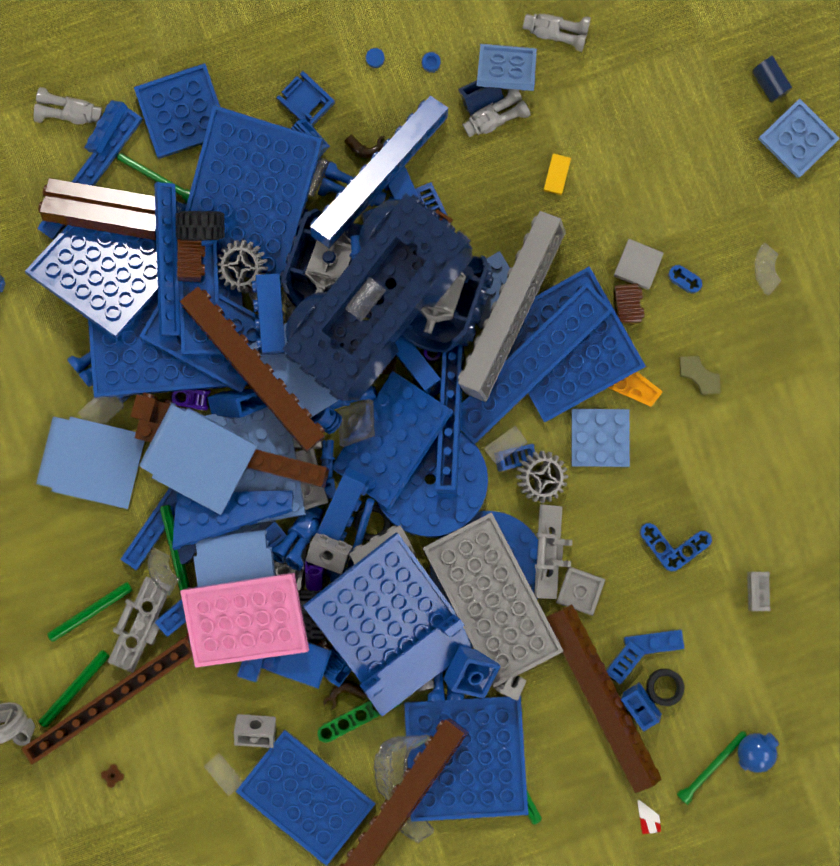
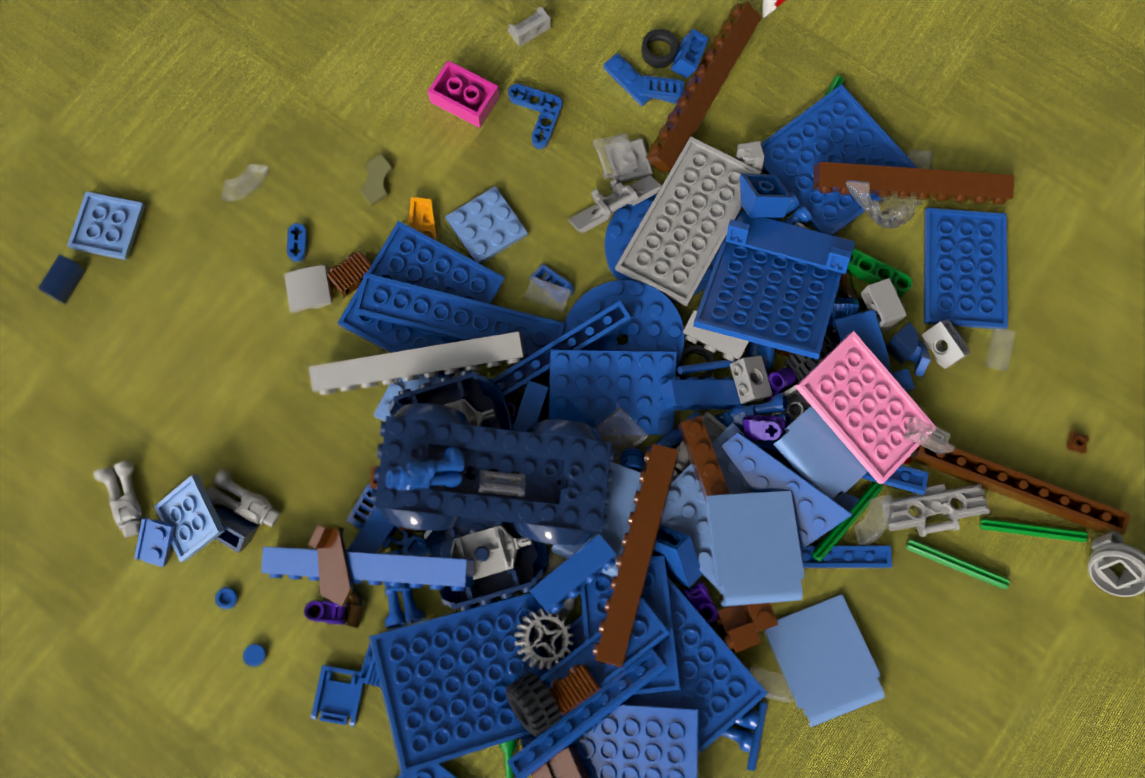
camera: 125 degrees left, 10 degrees down
(73, 374) = (757, 735): none -> blue bar
(192, 653) = (928, 436): none -> clear panel
(262, 705) = (921, 358): none -> blue slope
(277, 695) = (903, 343): none -> dark blue brick
(283, 530) = (760, 428): none -> dark purple piece
(317, 701) = (885, 302): none -> light grey brick
(355, 247) = (457, 532): blue pin -> none
(369, 127) = (330, 612): none -> dark purple piece
(396, 147) = (332, 563): none -> reddish brown piece
(403, 239) = (422, 473): none -> blue piece
(507, 33) = (154, 541): none -> plate
(541, 483) = (554, 248): light grey gear -> none
(557, 174) = (267, 411): yellow tile -> none
(589, 587) = (621, 155): none -> clear plate
(728, 492) = (463, 94): none -> dark pink brick

